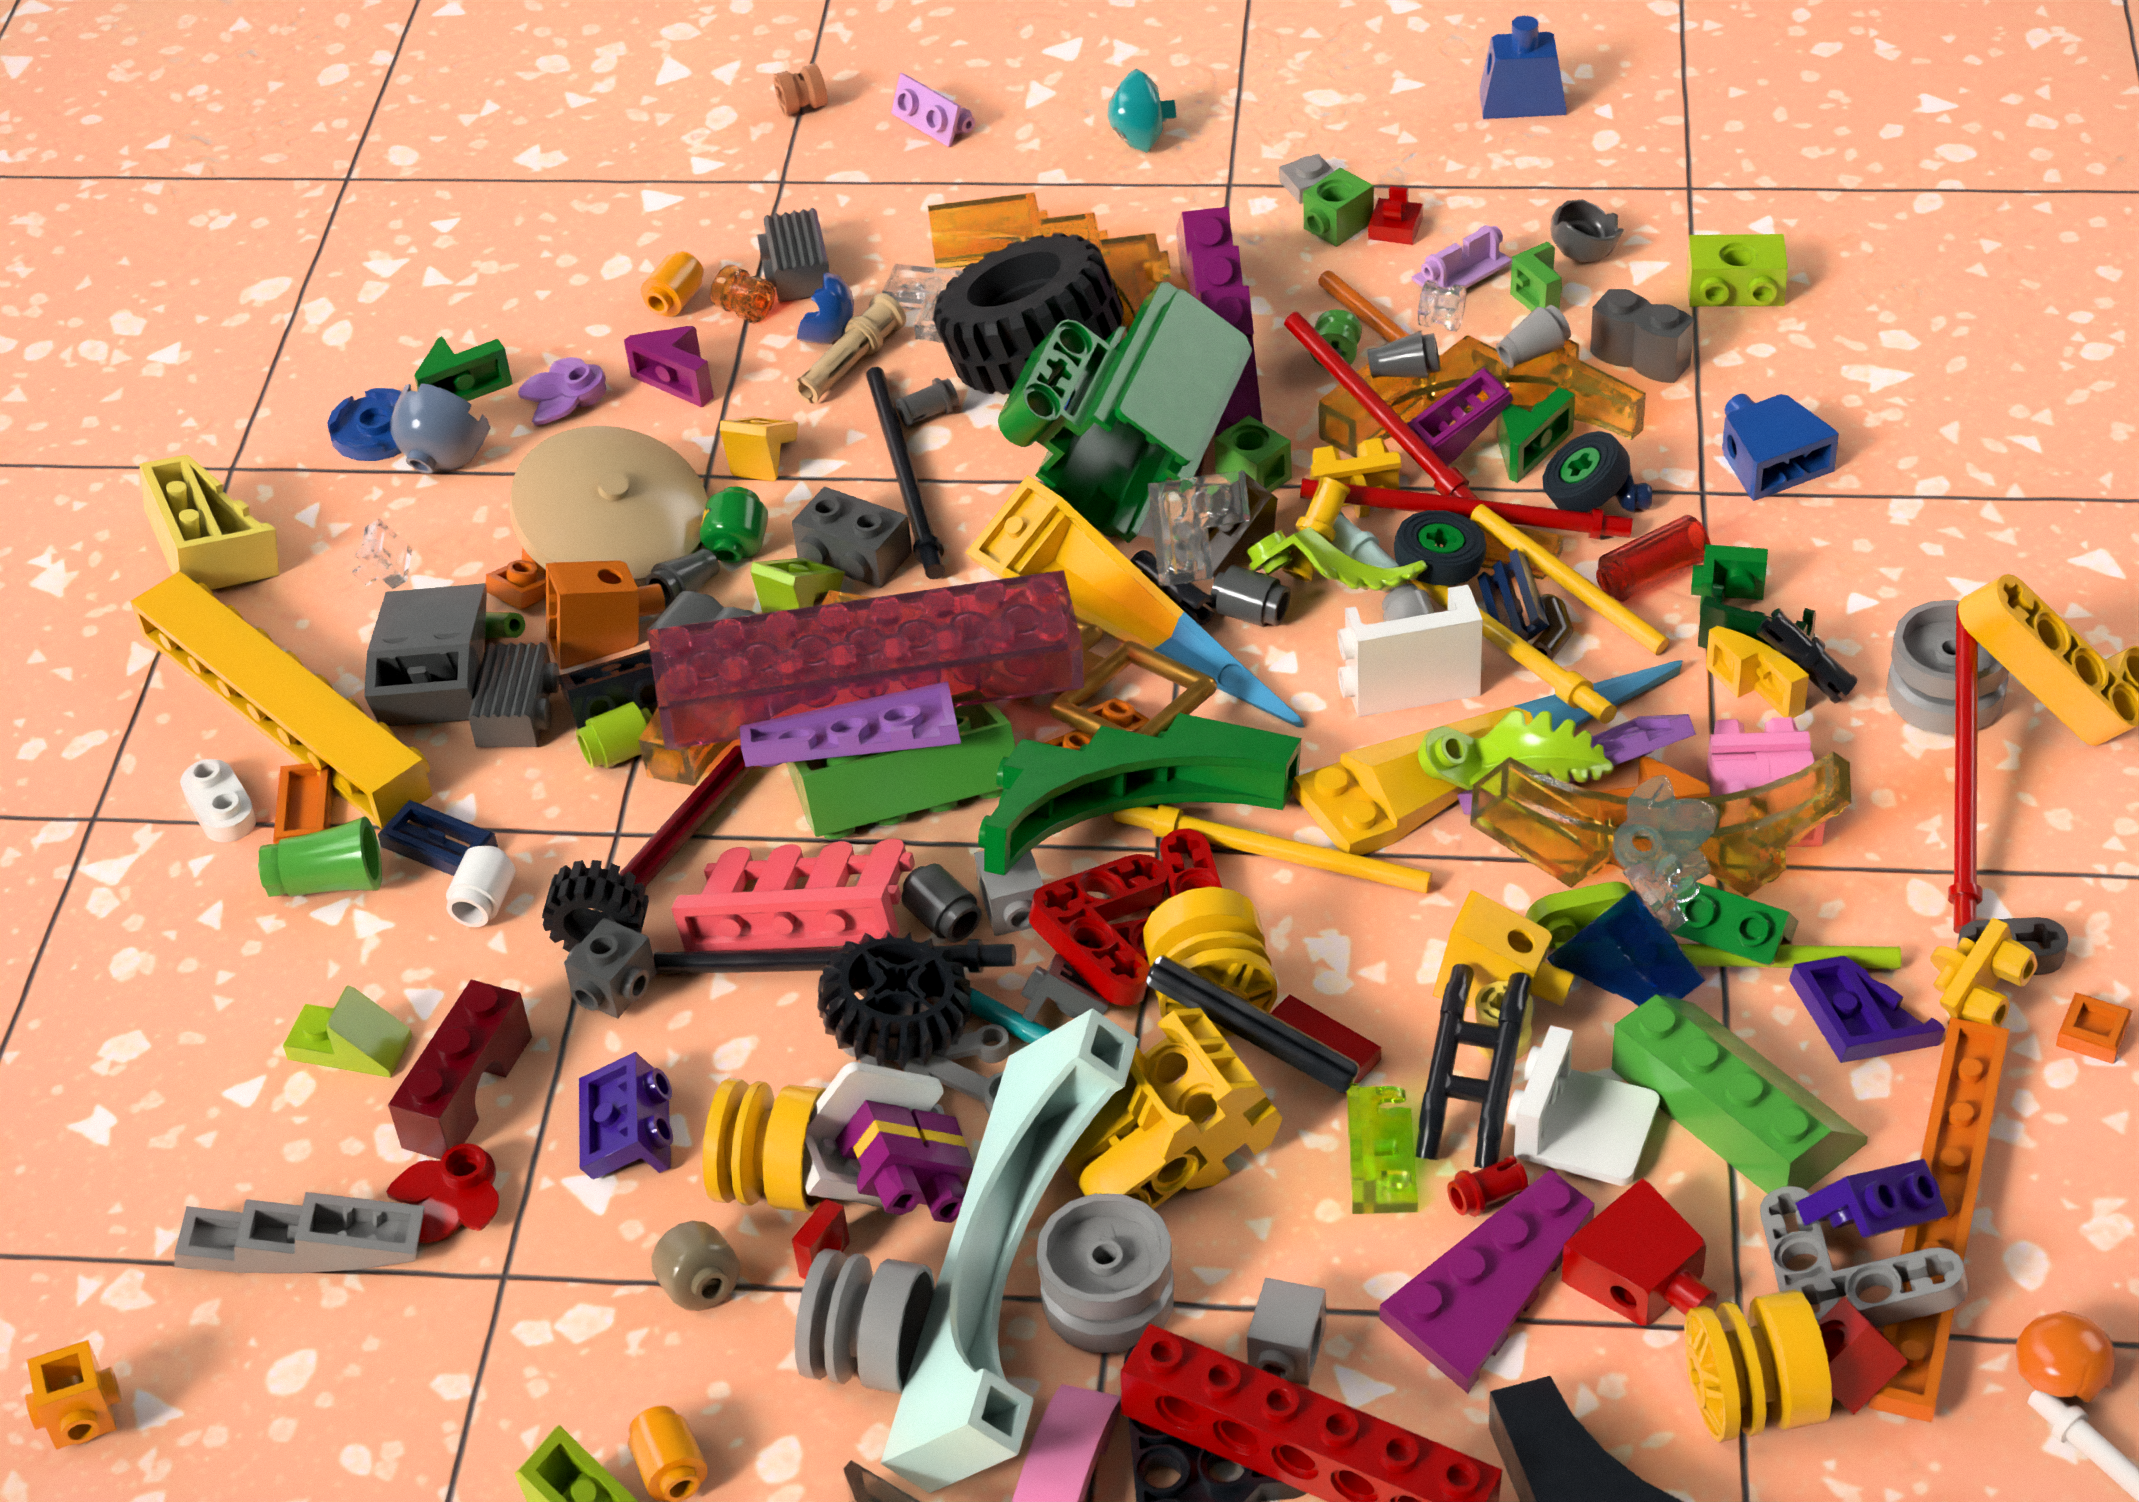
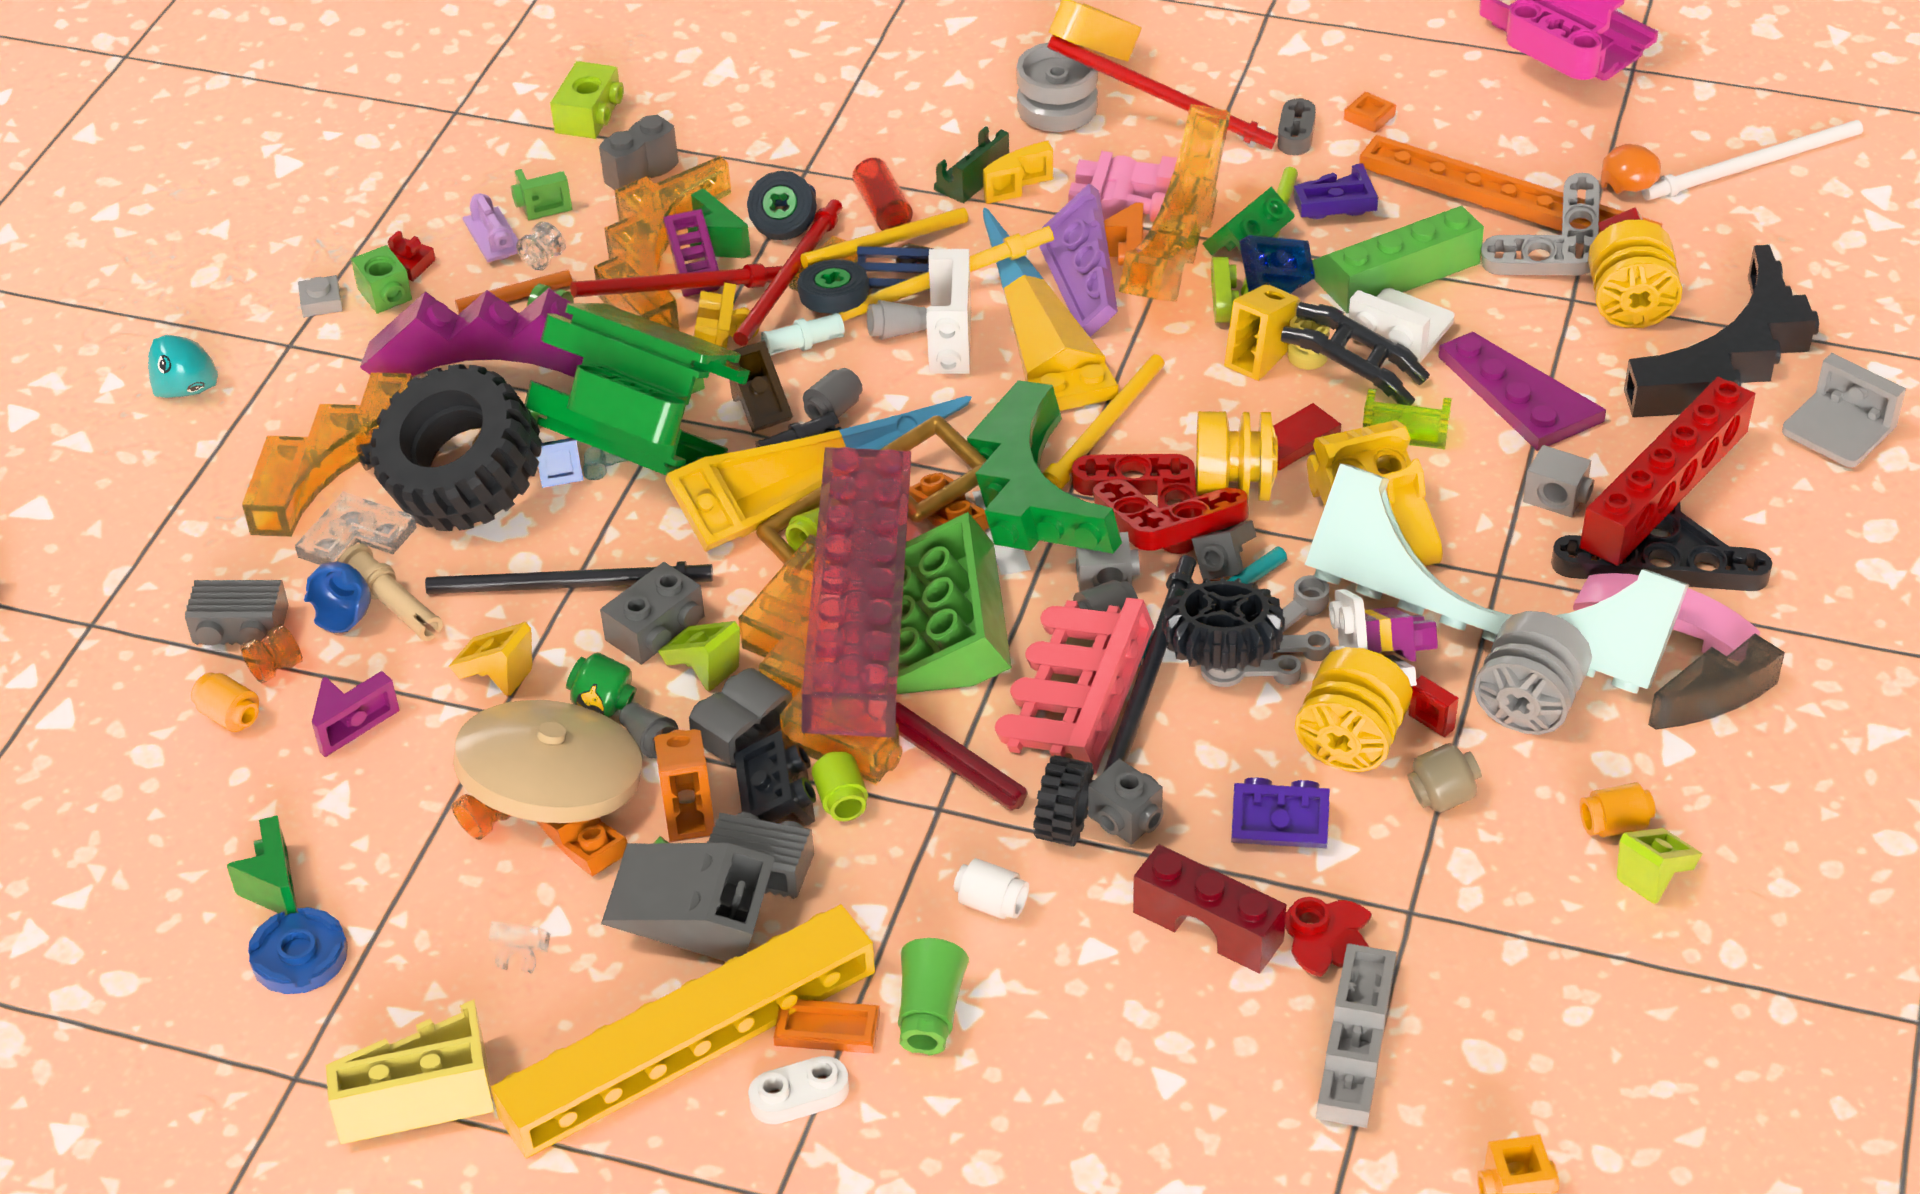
camera: 80 degrees left, 0 degrees up
(349, 1037) = (1133, 1001): lime slope -> none
(431, 845) = (927, 924): dark blue tile -> none
(436, 429) = (365, 883): sand blue cylinder -> none
(563, 388) = (324, 802): medium lavender plate -> none
(866, 726) = (937, 599): medium lavender wing -> none
(927, 402) = (490, 544): dark grey pin -> none
(930, 111) = (68, 504): lavender hinge -> none
(1105, 1272) = (1502, 551): light grey wheel -> none
(1181, 520) = (771, 382): clear plate -> none
(1253, 1024) = (1326, 423): black axle -> none
(1273, 554) = (809, 358): lime plant -> none
(1321, 517) = (785, 342): yellow pin -> none
(1407, 357) = (632, 249): dark grey cone -> none
(1465, 760) = (1086, 275): lime plant -> none
(1475, 1190) = (1450, 380): red pin -> none
(1522, 74) = (285, 150): blue torso -> none
(1534, 337) = (642, 184): light grey cone -> none
(1584, 231) = (497, 161): dark grey hair -> none
(1639, 1258) = (1523, 316): red torso -> none
(1658, 891) = (1241, 228): clear tile -> none
(1670, 825) = (1201, 213): clear light blue plate -> none
(1737, 568) = (917, 168): green bracket -> none
(1776, 444) = (786, 121): blue torso -> none
(1807, 654) = (1018, 137): black pin -> none
(1878, 1200) = (1513, 203): dark purple bracket -> none
(1975, 968) = (1333, 135): yellow hips -> none

